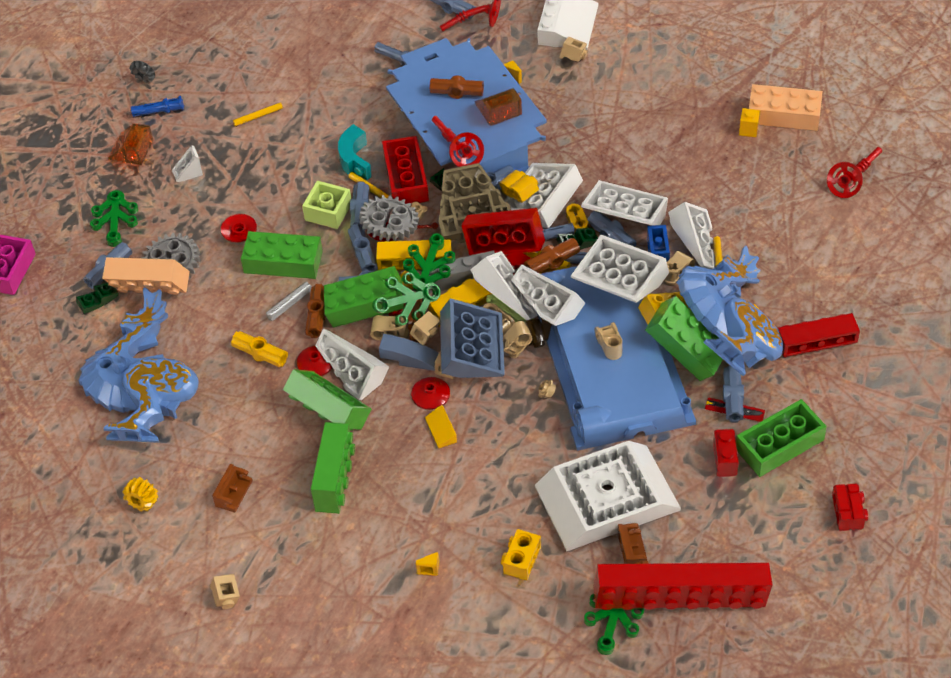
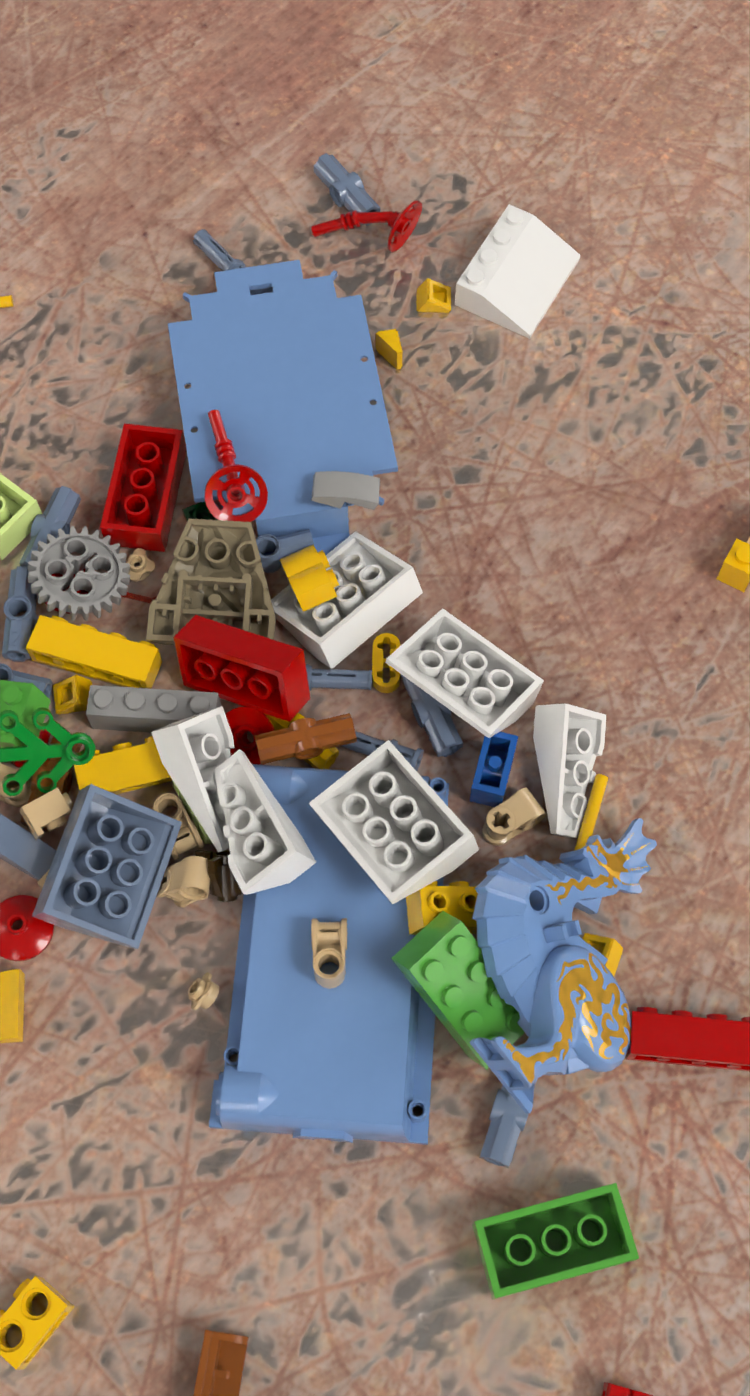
camera: 15 degrees right, 15 degrees up
(349, 144) = (73, 417): teal arch -> none
(372, 188) = (80, 488): yellow bar -> none
(429, 265) = (99, 691): green plant -> none
(456, 87) = (274, 362): dark orange piece -> none
(500, 106) = (326, 422): clear orange slope -> none
(520, 134) = (338, 487): none -> light grey slope
(524, 43) = (433, 297): none -> yellow slope
(574, 49) = (505, 334): tan brick -> none
(584, 236) = (373, 706): dark green slope -> none
(586, 511) = (271, 1260): white slope -> none
(725, 452) = (449, 1235): red brick -> none
(749, 412) = (527, 1152): red sticker -> none

